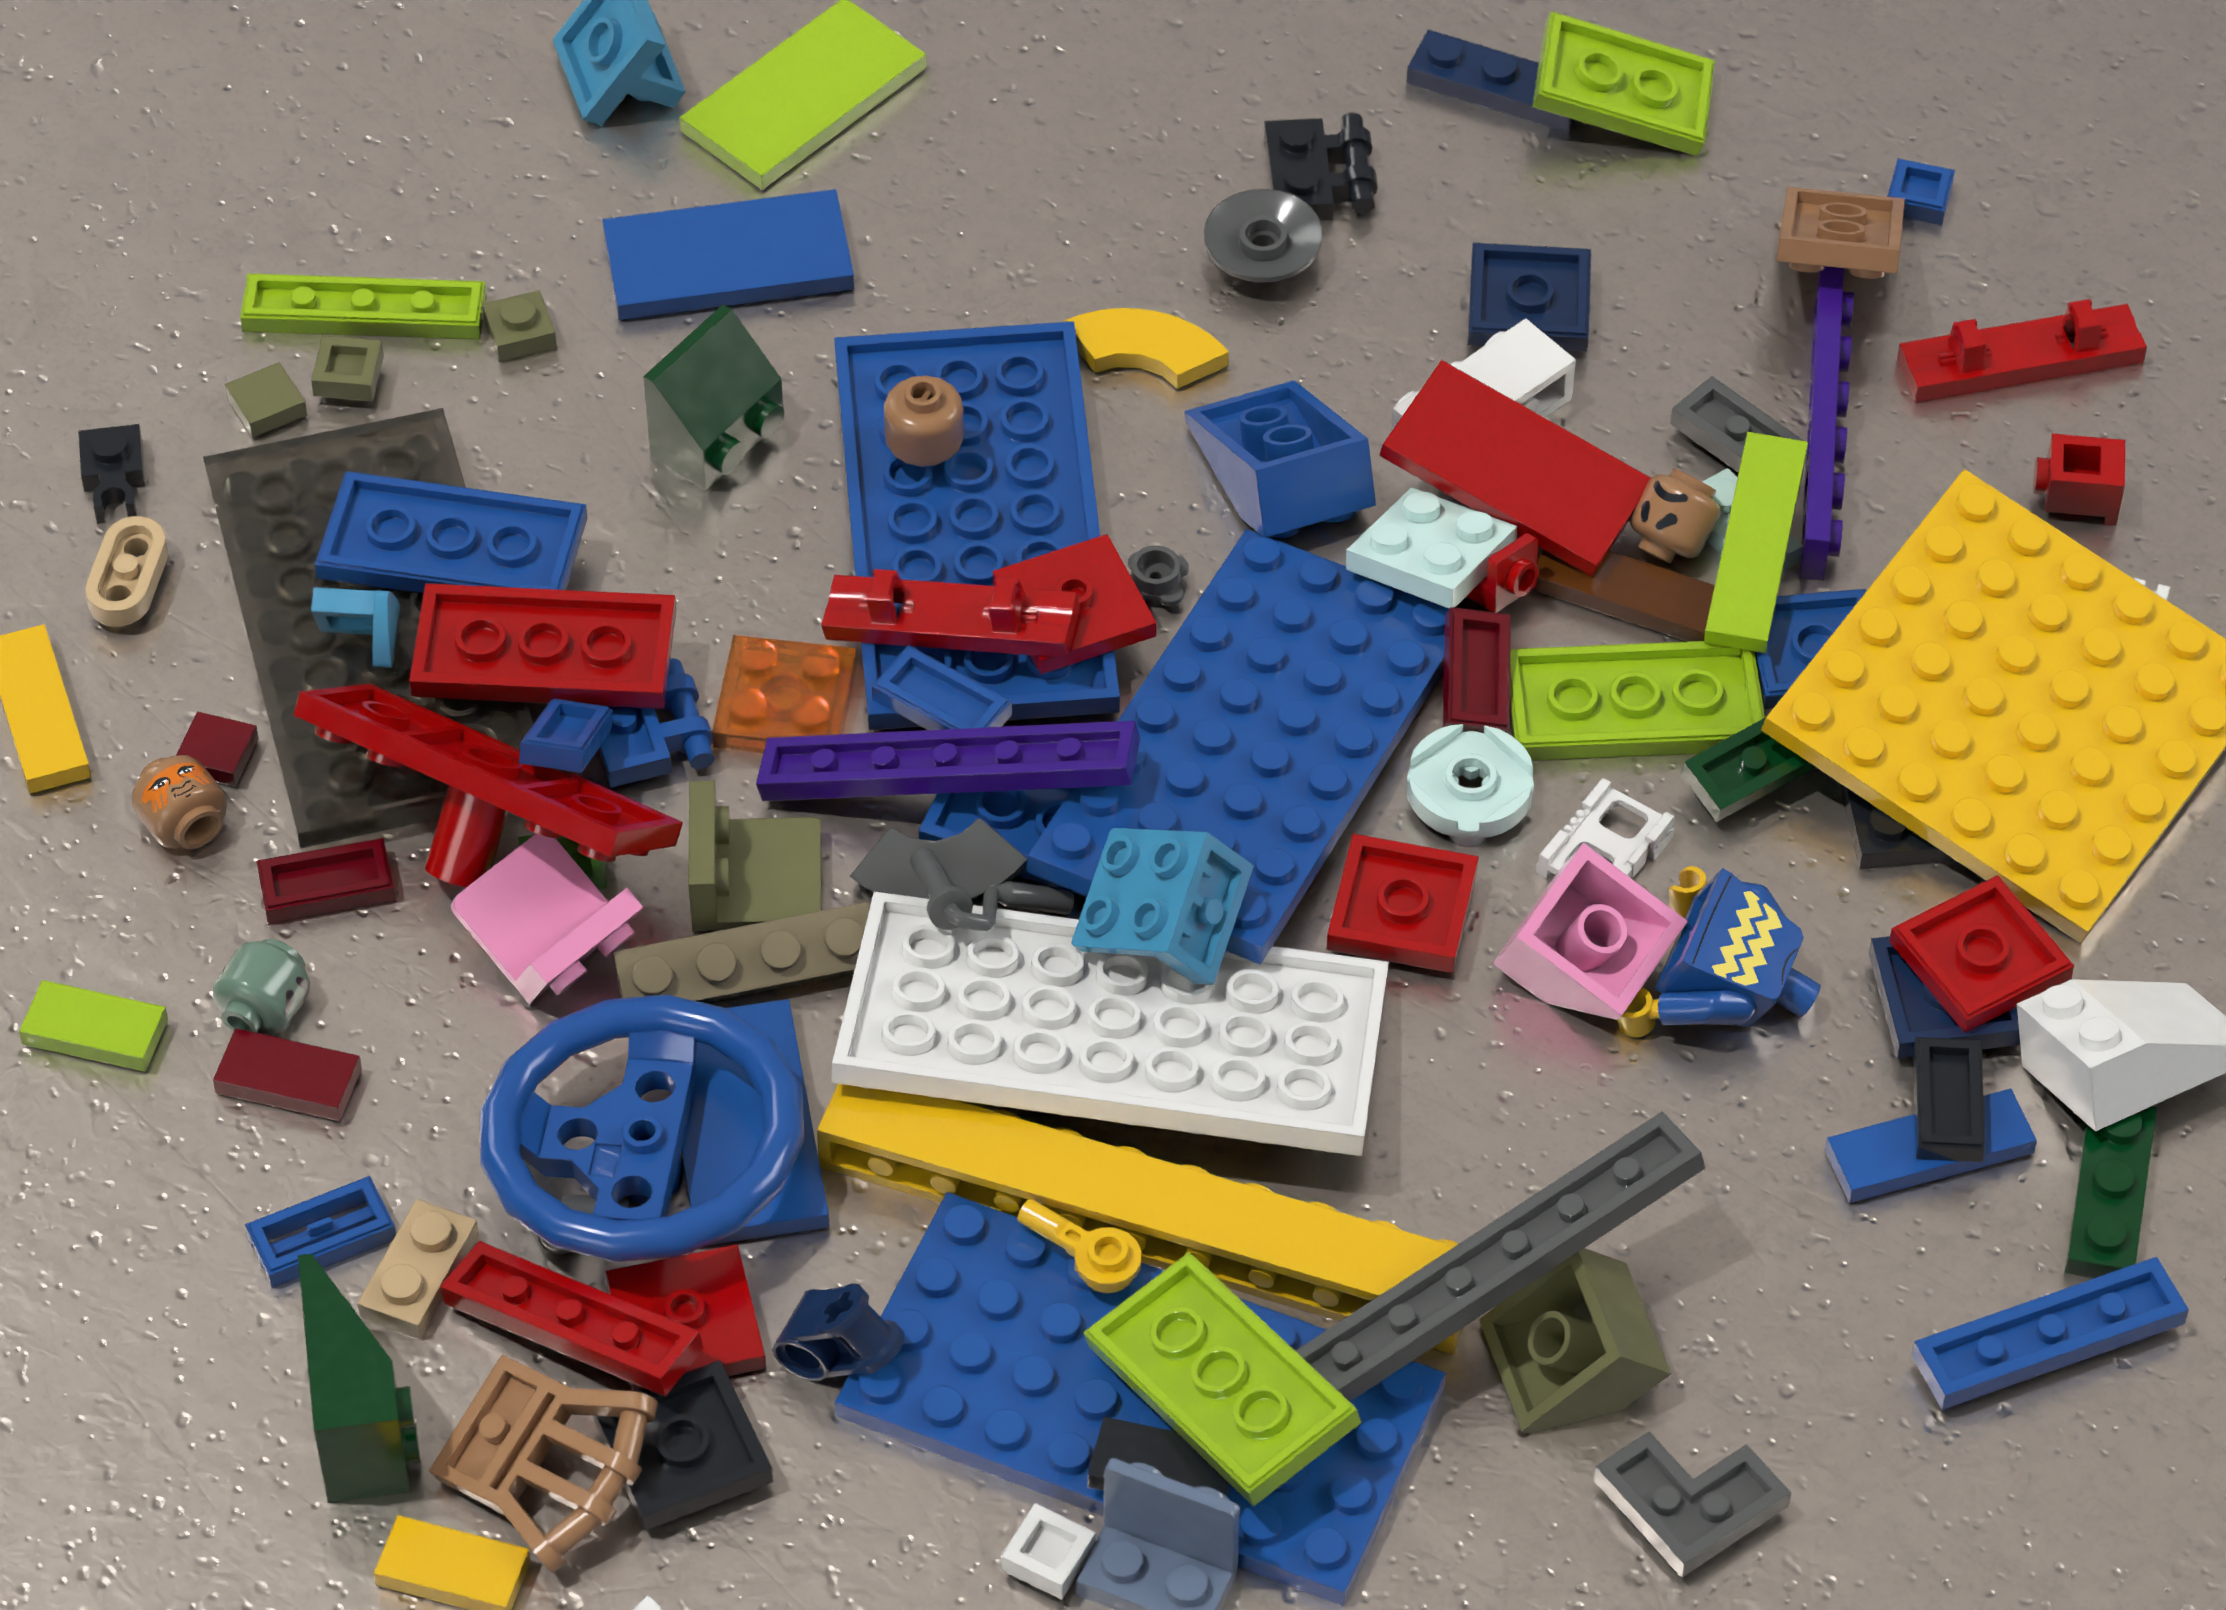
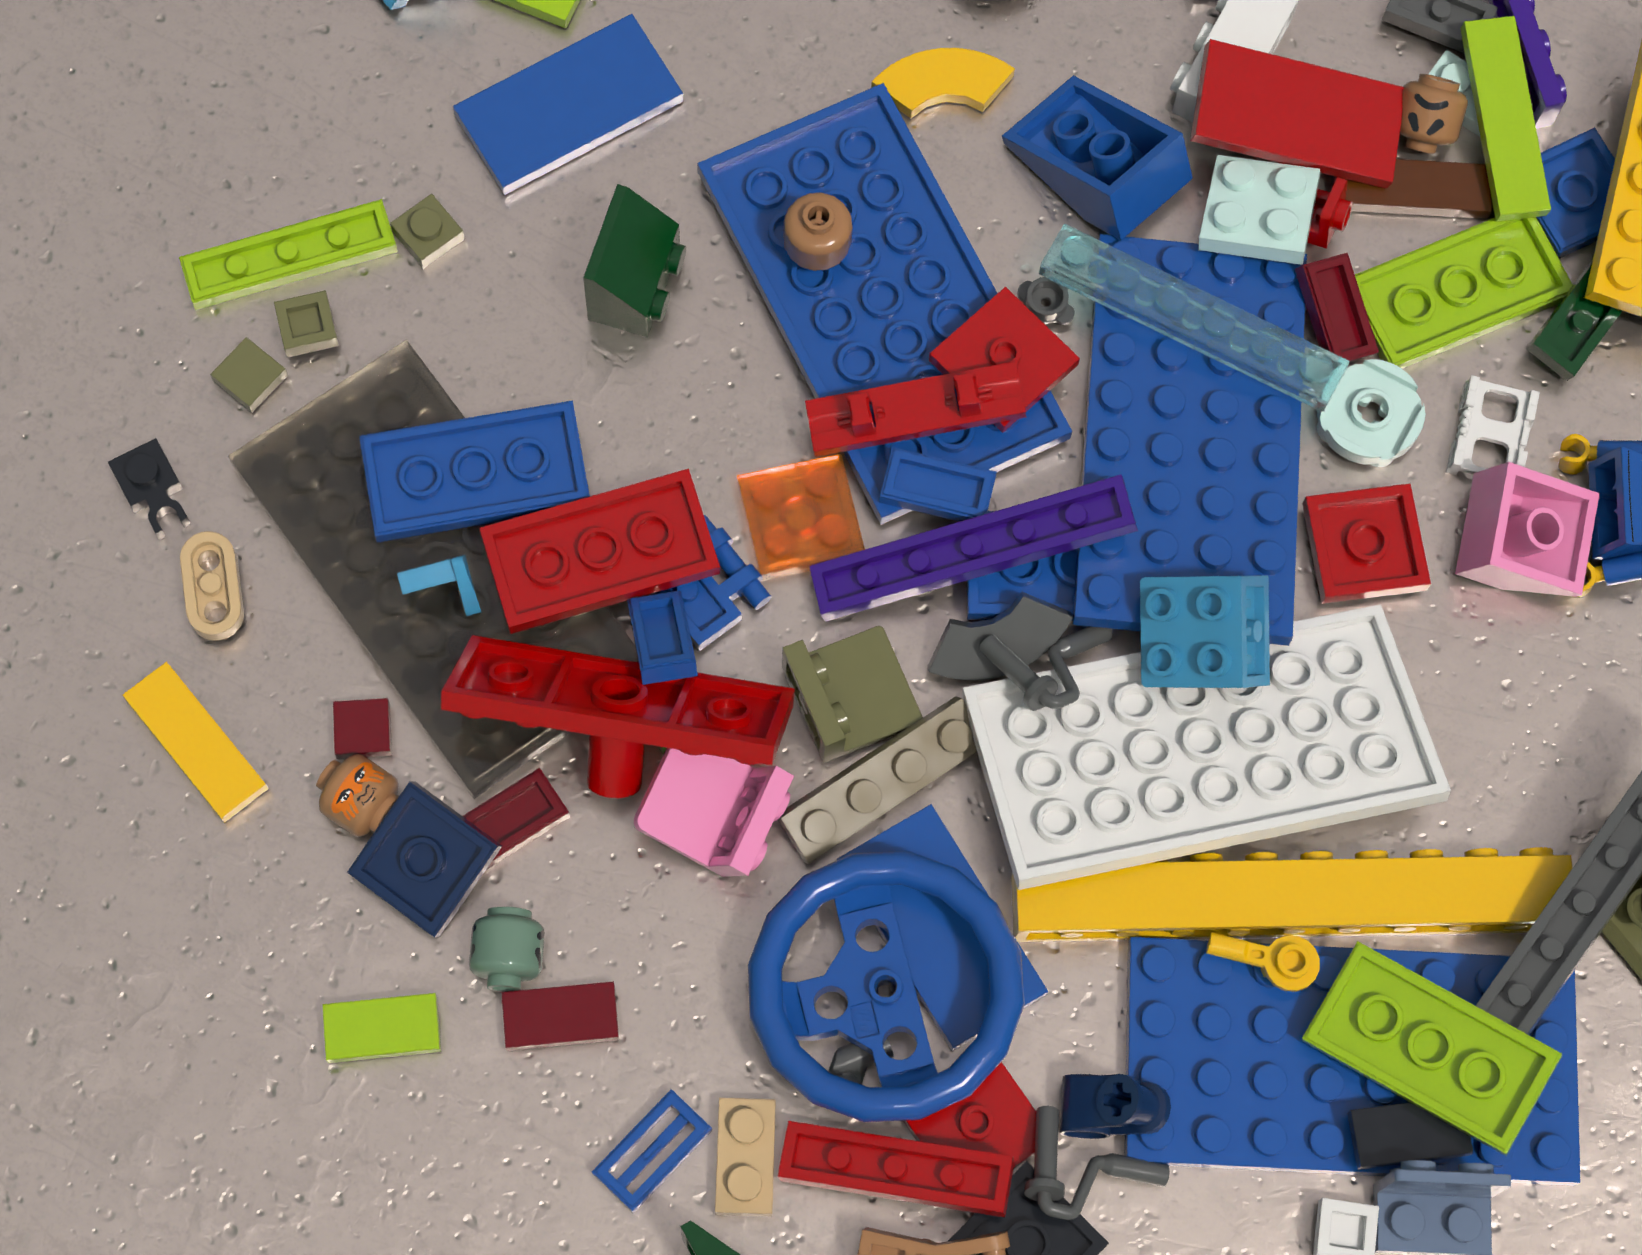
camera: 25 degrees left, 20 degrees up
(217, 880) = (424, 859): none -> dark blue plate
(724, 1386) = (1046, 1187): none -> dark grey piece
(1305, 624) = (1194, 317): none -> clear light blue plate

